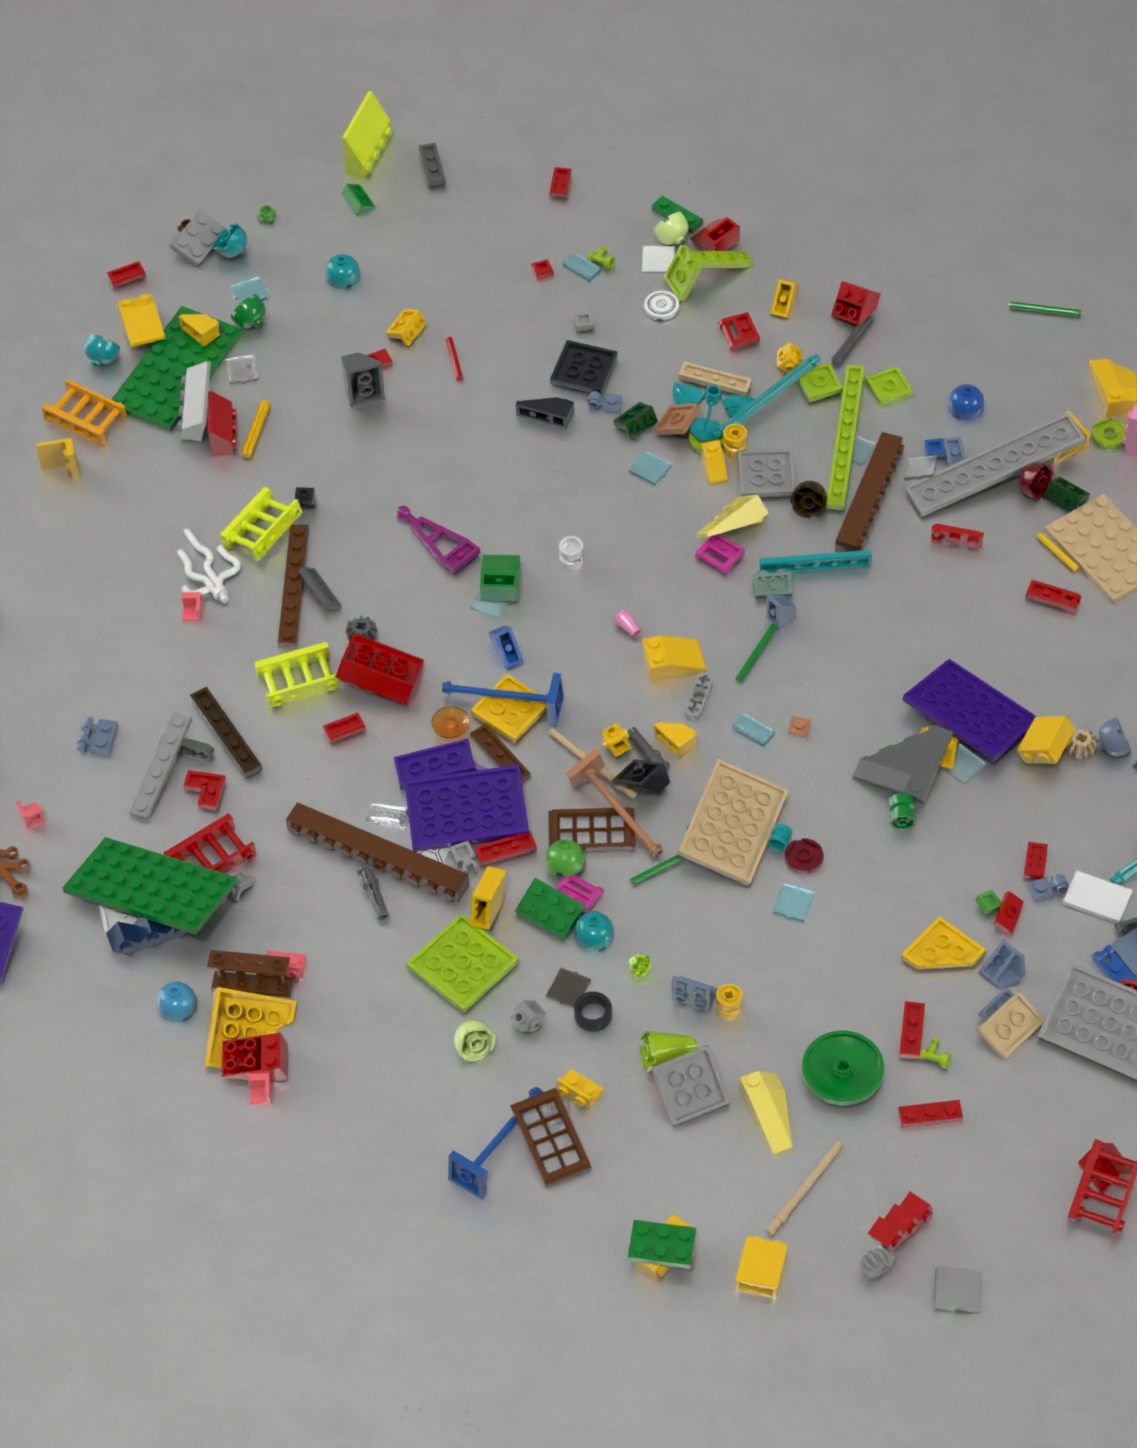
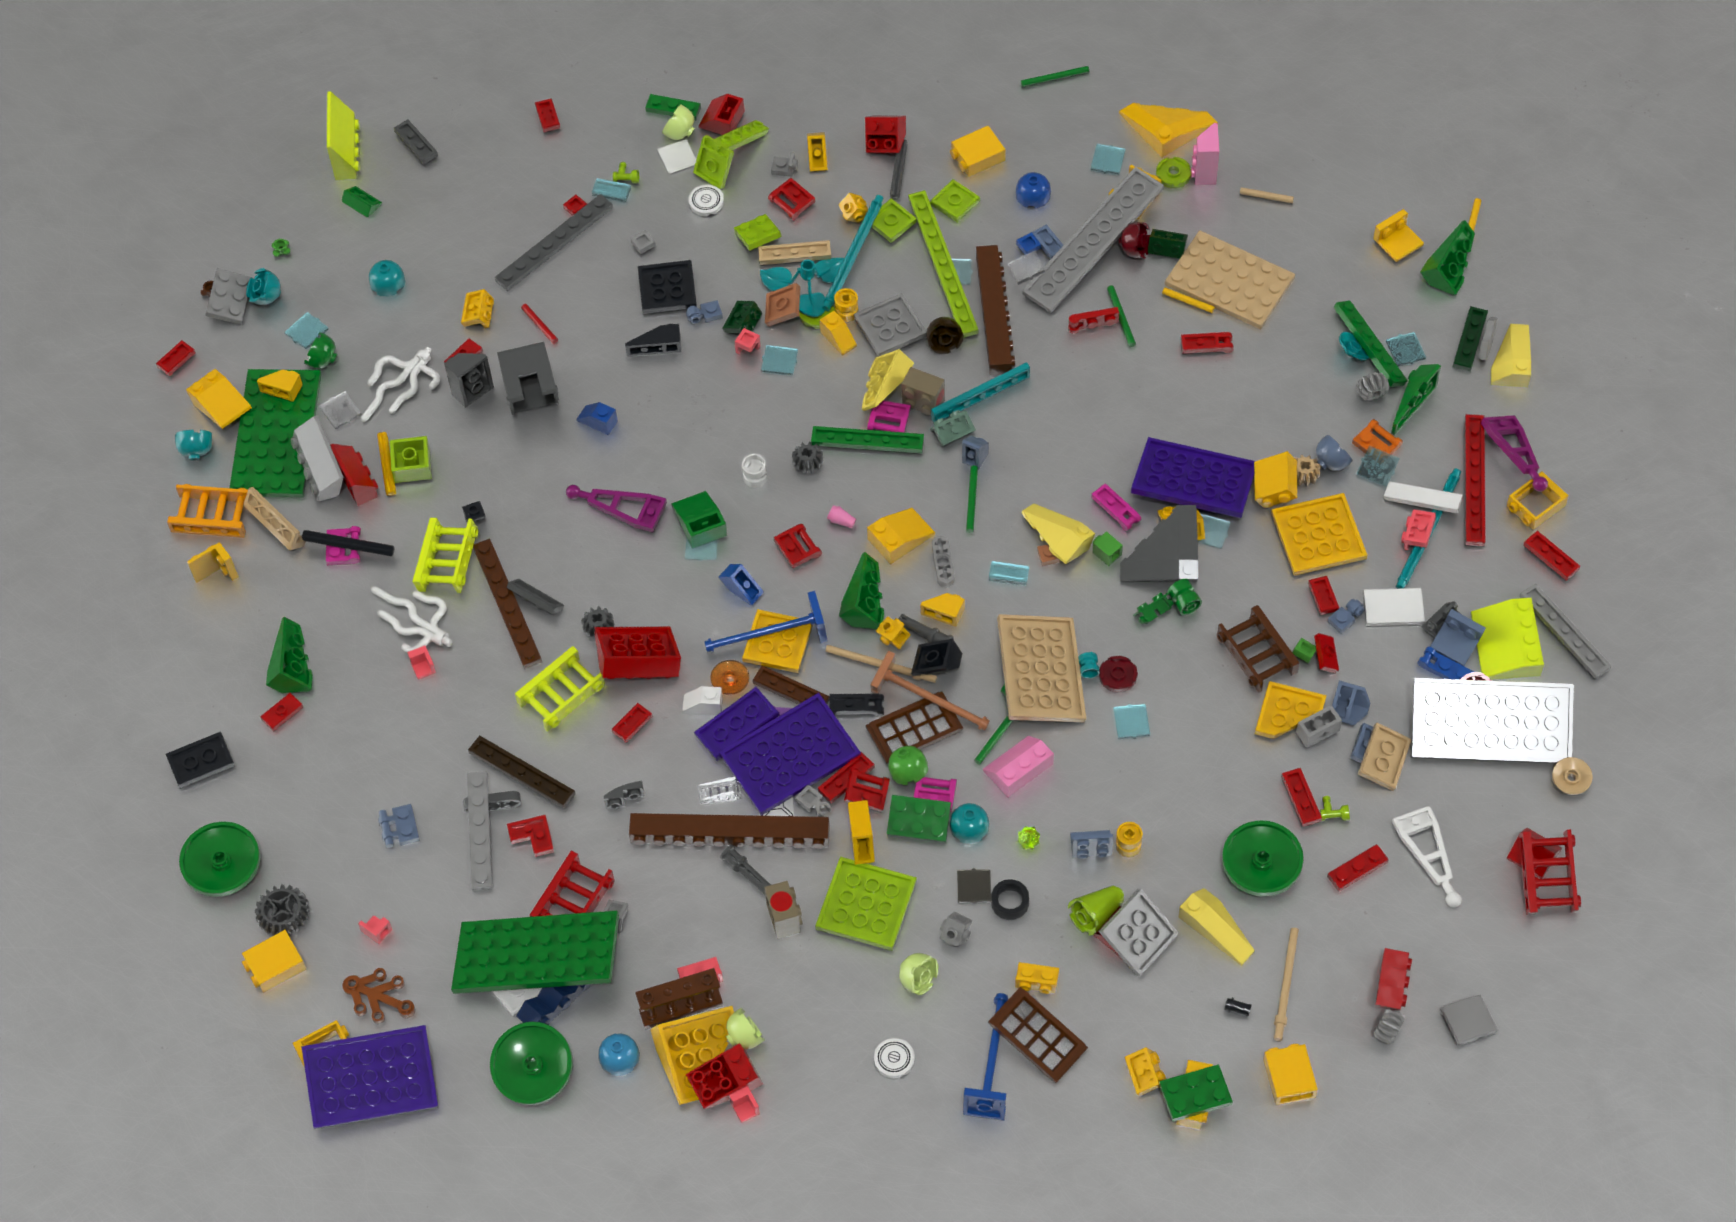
camera: 25 degrees left, 5 degrees up
(52, 603) = (281, 712): none -> red plate
(79, 565) = (288, 663): none -> green wedge
(96, 977) = (531, 1063): none -> green dish
(132, 440) = (273, 520): none -> tan fence
(175, 482) = (337, 555): none -> dark pink plate
(184, 482) = (348, 543): none -> black axle
(276, 431) = (410, 459): none -> lime brick
(293, 1025) = (743, 1030): none -> yellowish green cylinder
(297, 784) = (616, 797): none -> dark grey slope
(320, 355) = (410, 368): none -> white plant
(383, 936) = (783, 909): none -> dark tan brick
(412, 398) = (528, 377): none -> dark grey piece
(413, 1105) = (894, 1058): none -> white tile
(417, 734) = (704, 701): none -> white slope
(461, 458) = (598, 417): none -> blue slope
(506, 293) = (553, 242): none -> dark grey plate
(515, 871) = (860, 792): none -> red plate
(550, 789) = (856, 704): none -> black plate
(568, 633) = (793, 549): none -> red plate
(607, 701) = (862, 598): none -> green wedge
(626, 560) = (807, 457): none -> dark grey gear
(627, 438) = (747, 340): none -> coral panel
(630, 1206) = (1145, 1070): none -> yellow bracket
(668, 900) = (1020, 765): none -> bright pink slope
(689, 565) = (867, 439): none -> green plate
(691, 348) = (757, 232): none -> lime plate
(747, 1189) = (1237, 1007): none -> black pin
(749, 300) = (784, 166): none -> light grey bracket
(760, 539) = (922, 390): none -> dark tan brick
(818, 712) = (1064, 535): none -> light yellow wedge
(855, 742) = (1107, 548): none -> bright green brick
(876, 808) = (1147, 611): none -> green hinge
(884, 708) = (1116, 506): none -> dark pink plate
(933, 349) = (978, 151): none -> yellow brick
(962, 873) = (1267, 633): none -> reddish brown fence
(962, 973) = (1318, 726): none -> light grey brick
(986, 543) = (1122, 318): none -> green bar
(1005, 1095) = (1419, 821): none -> white plate
(1053, 400) = (1108, 159): none -> clear light blue piece
(1062, 805) = (1319, 534): none -> yellow plate

